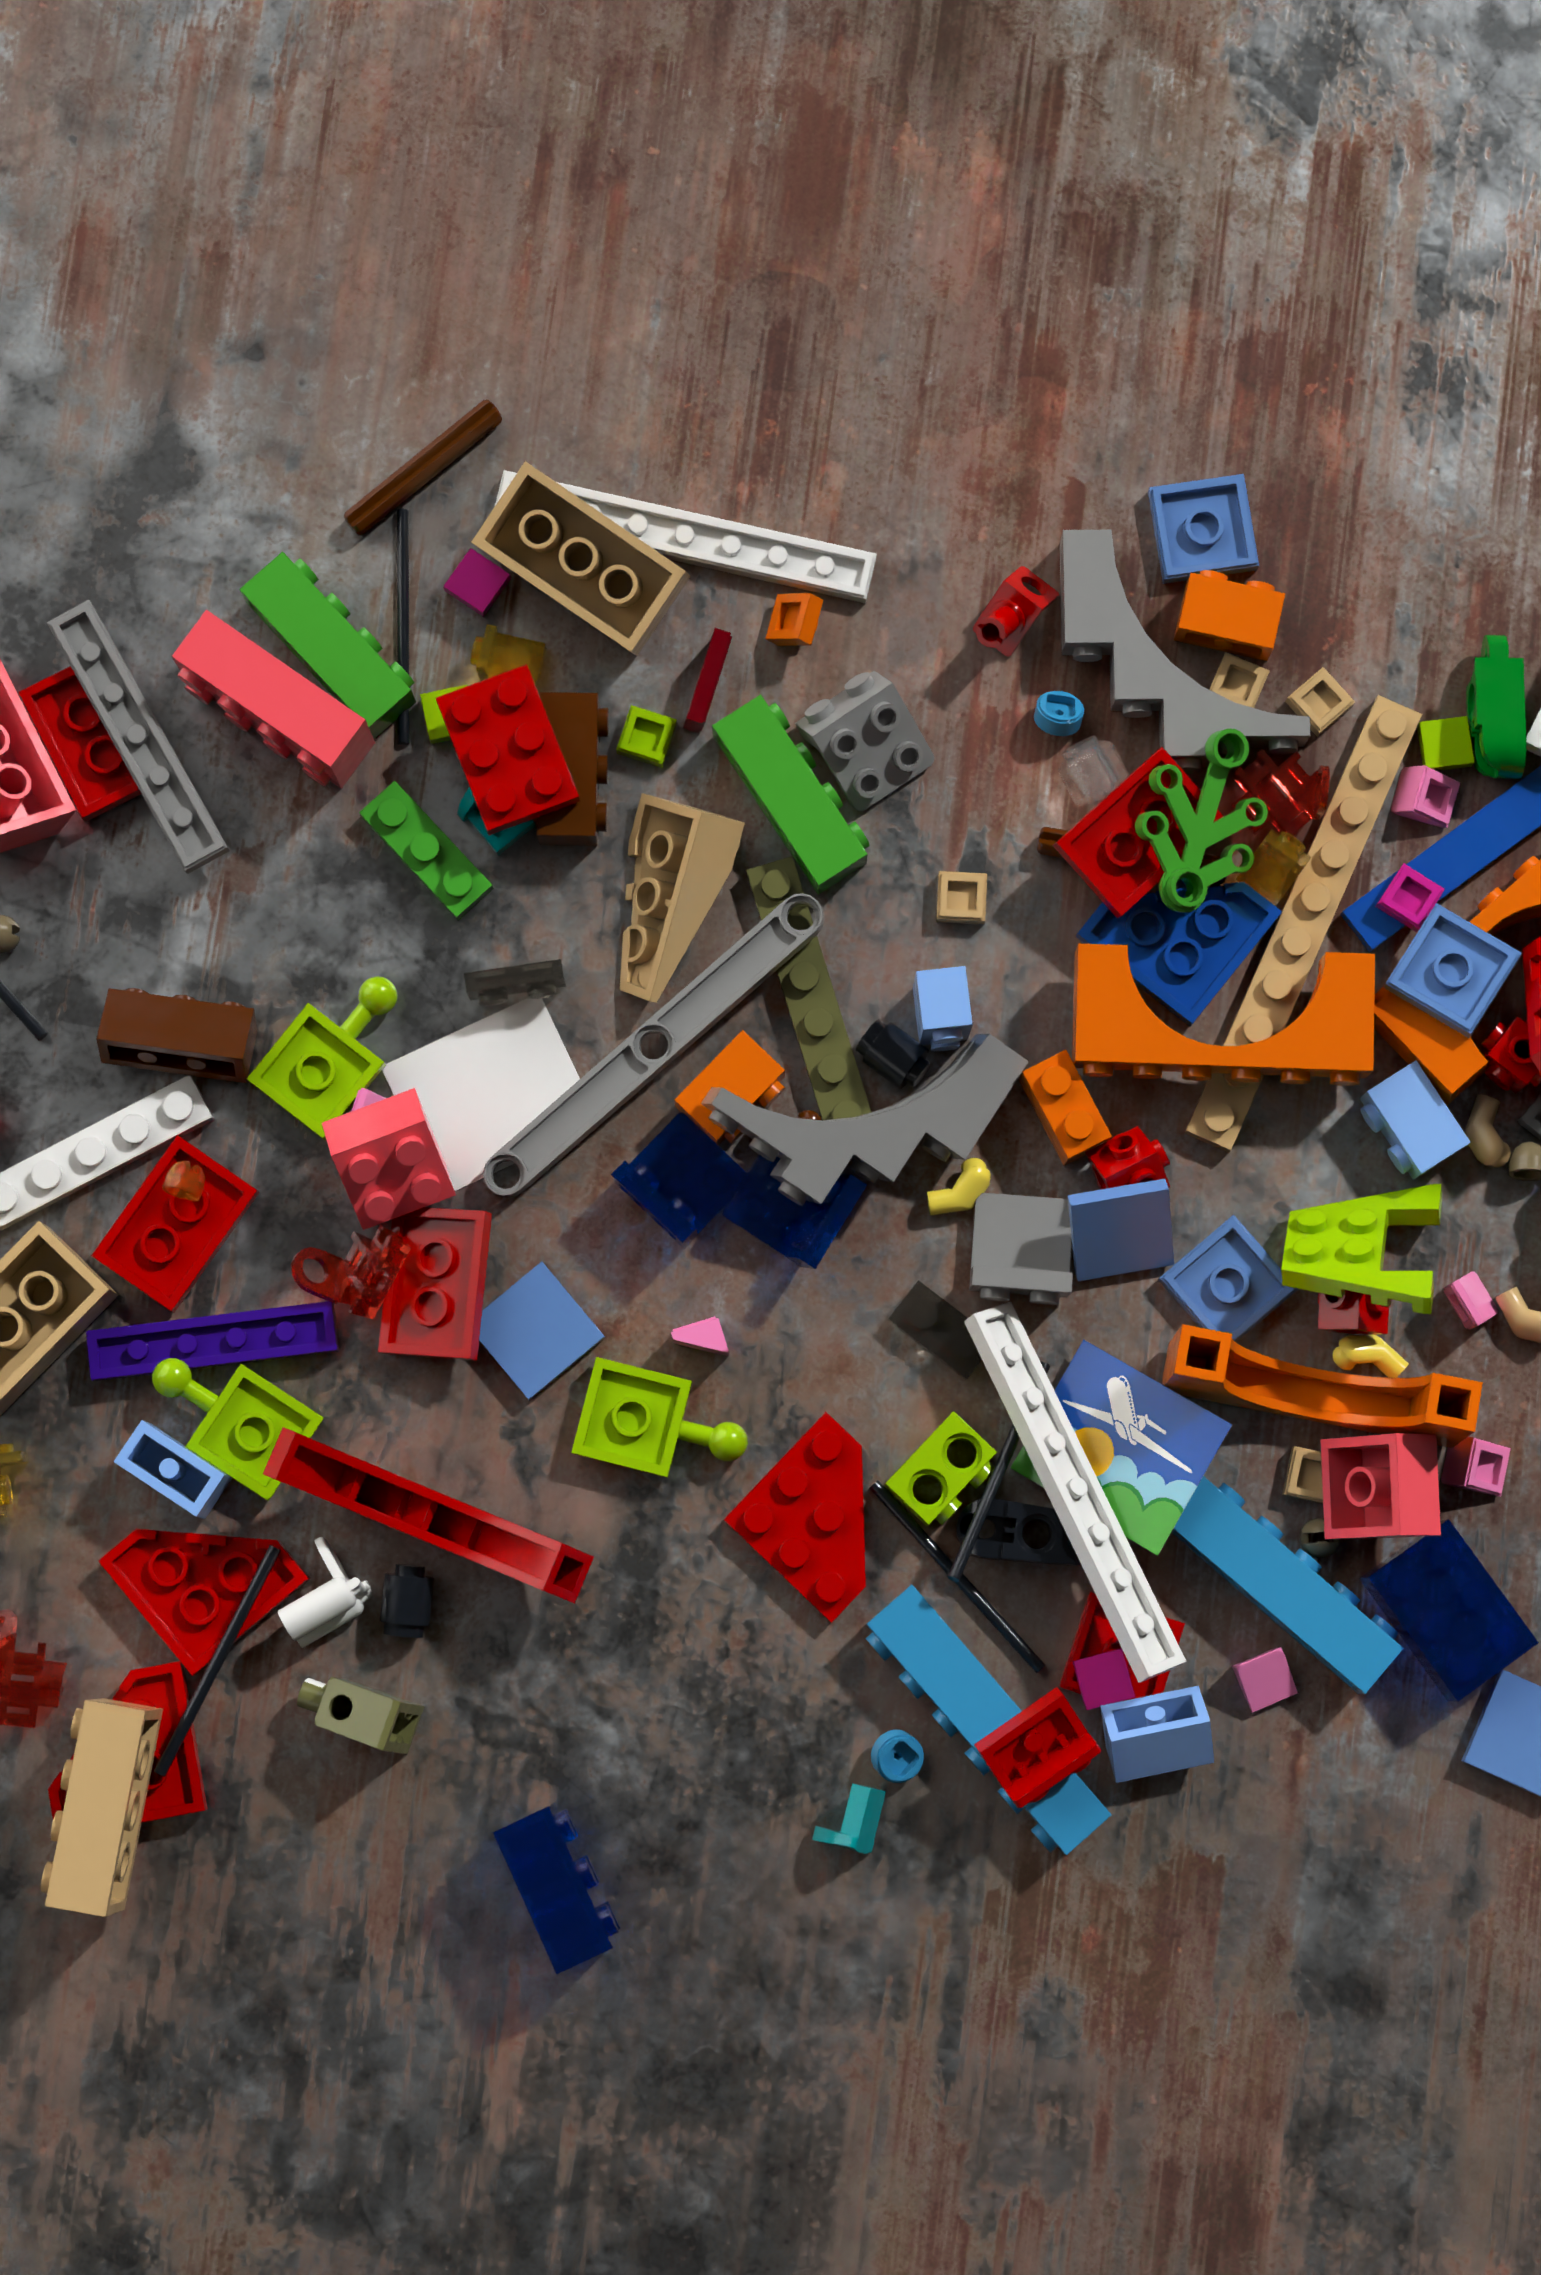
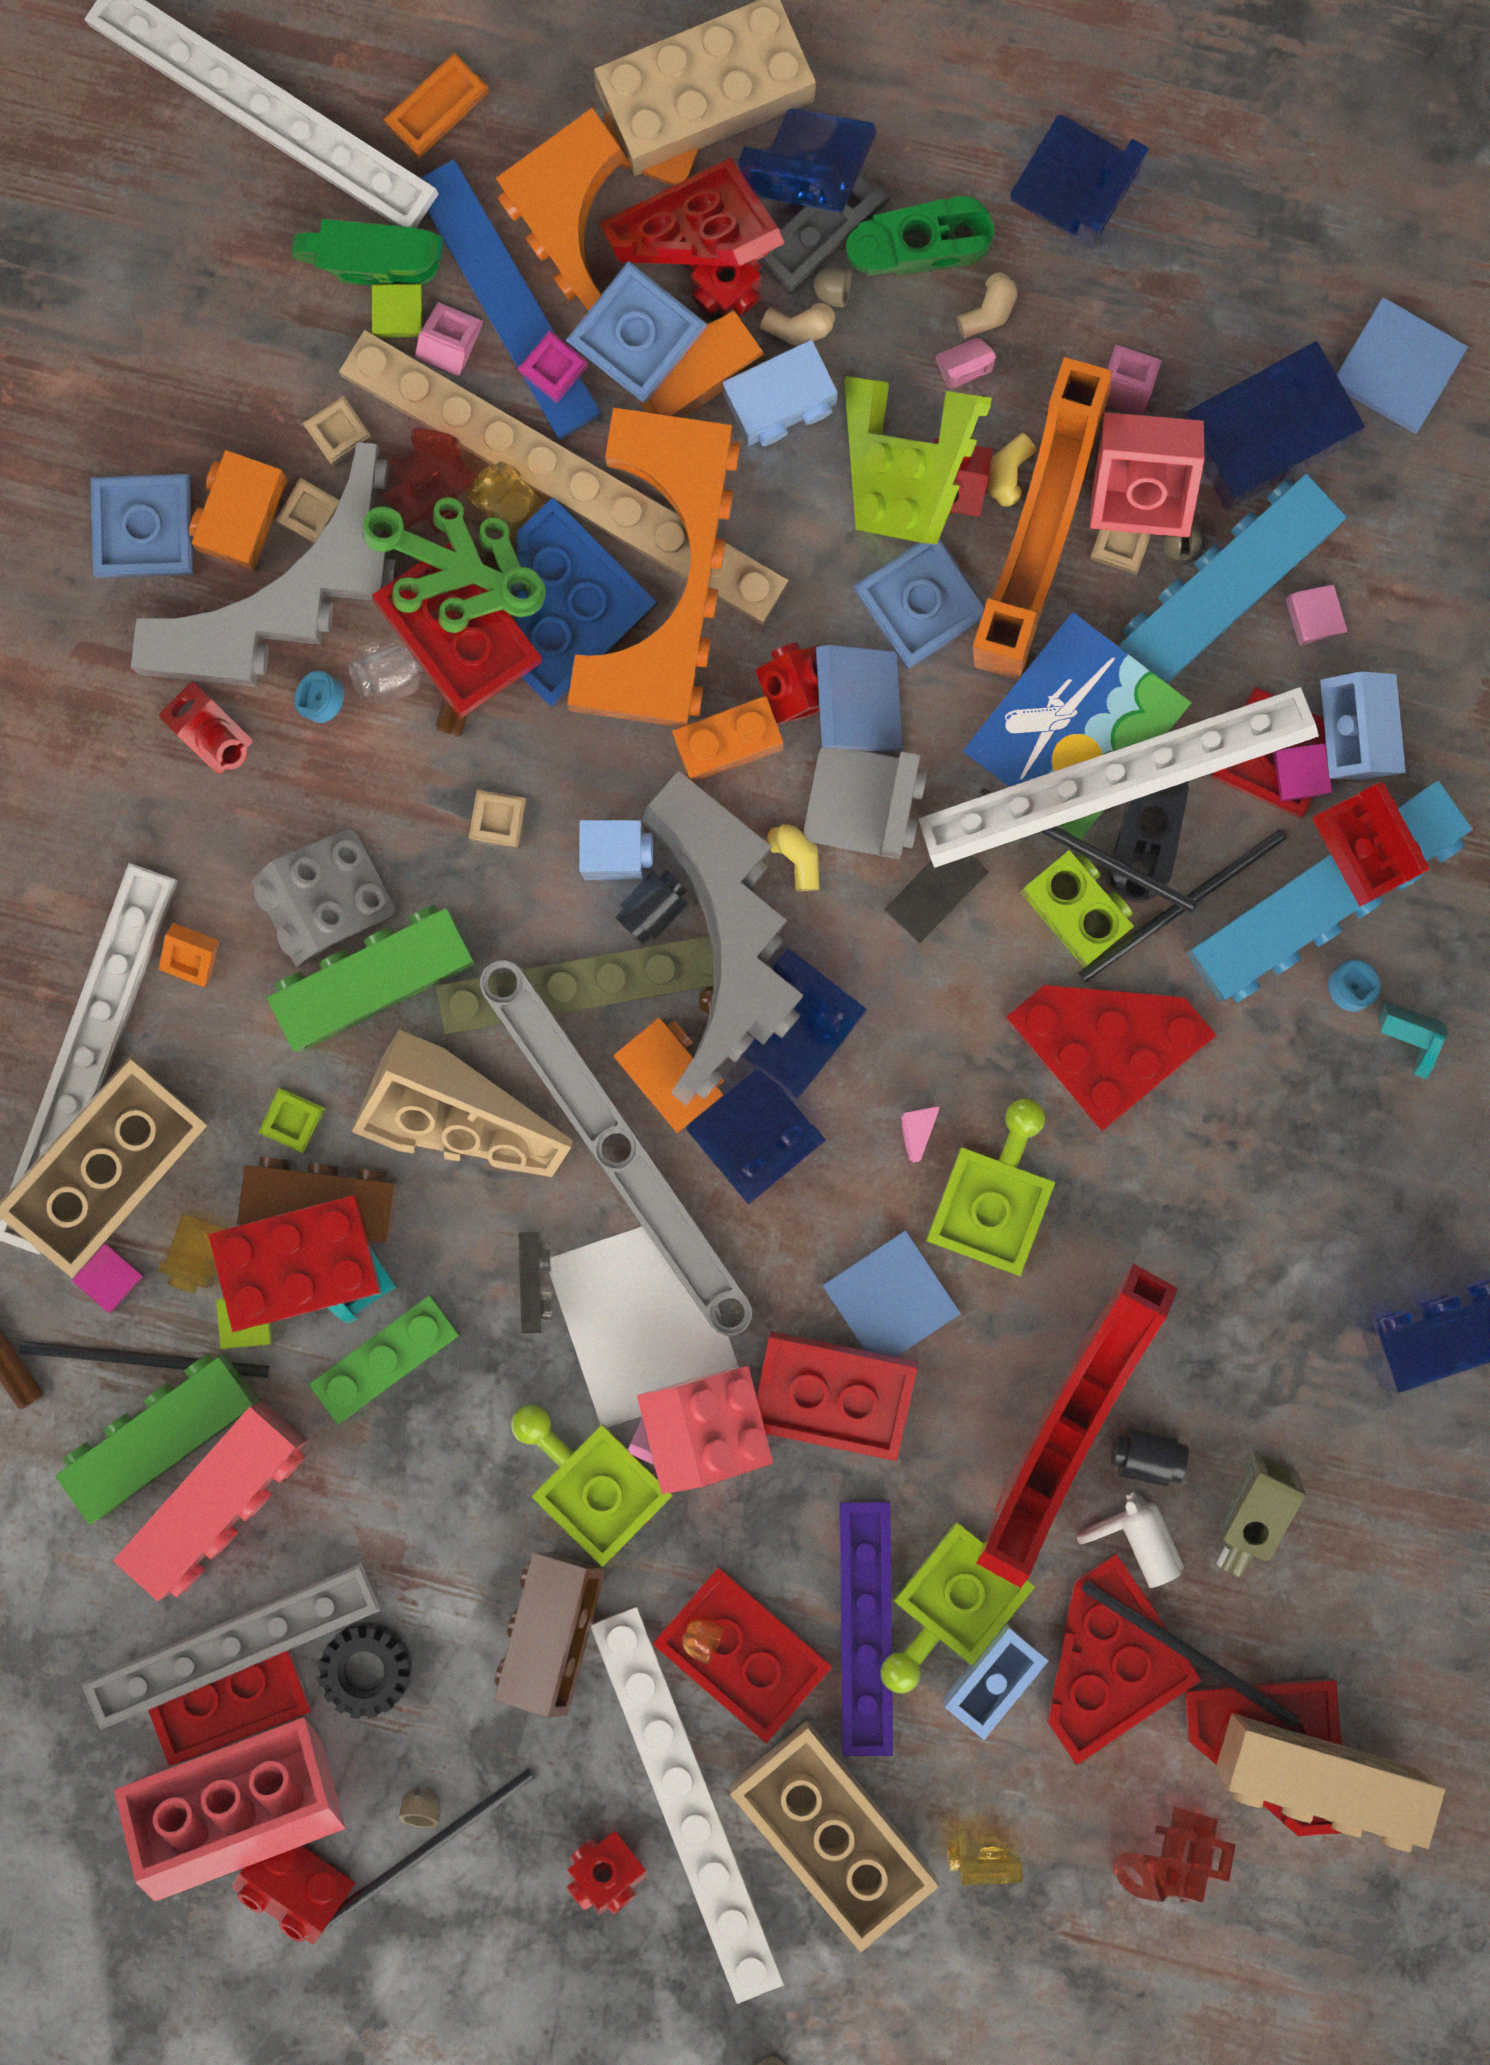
camera: 80 degrees left, 5 degrees up
(120, 837) = (347, 1696): none -> black tyre
(359, 1278) = (821, 1483): clear red piece -> none
(707, 680) = (242, 1050): dark red tile -> none

